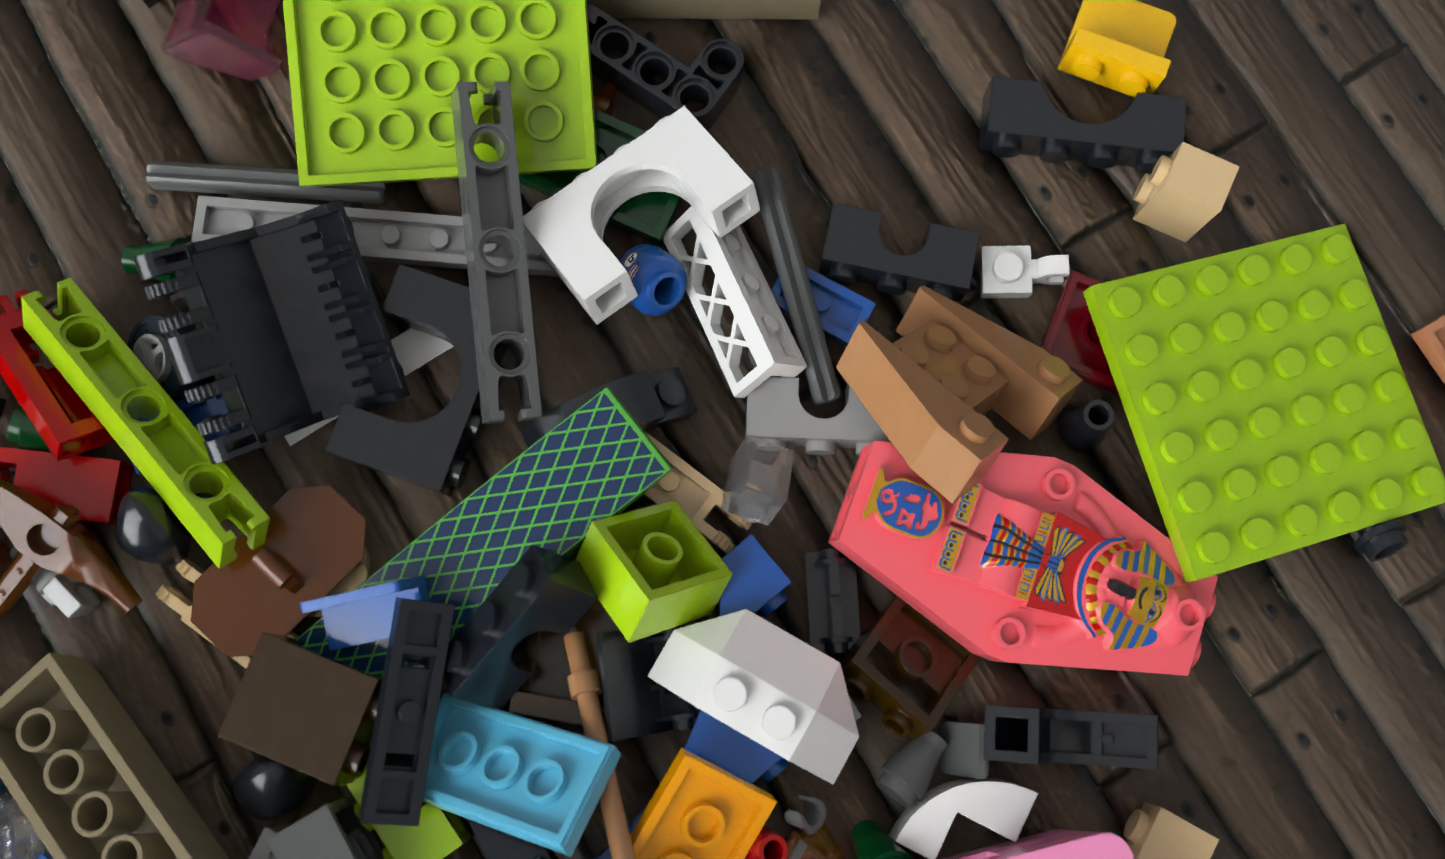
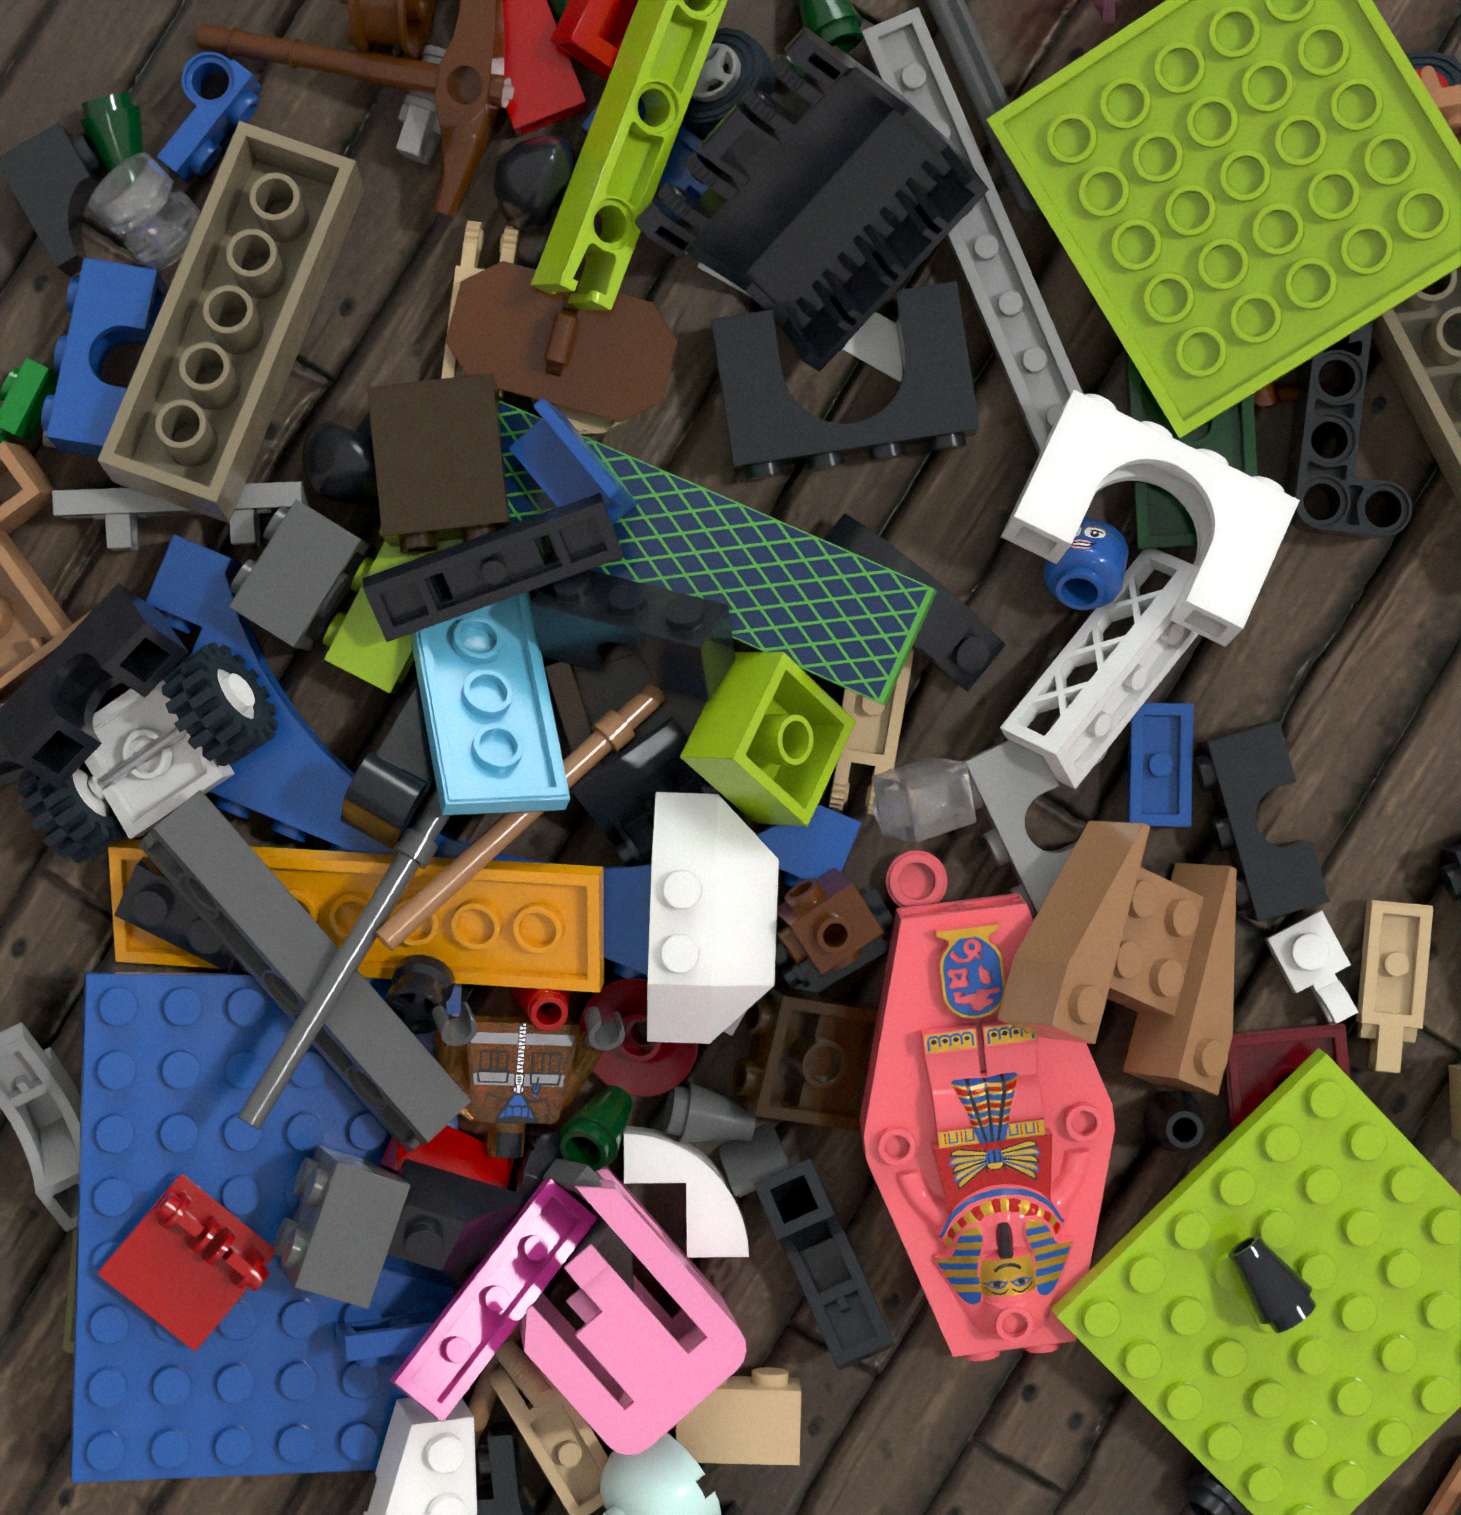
camera: 65 degrees right, 10 degrees up
(494, 215) = (1060, 356): dark grey piece -> none
(796, 285) = (1164, 727): dark grey axle -> none
(812, 598) = (826, 922): none -> reddish brown brick
(813, 519) = (916, 879): none -> coral tile
(846, 801) = (638, 1065): none -> dark red dish
(1056, 223) = (1393, 979): none -> tan hinge
(1248, 408) = (1273, 1287): none -> black cone

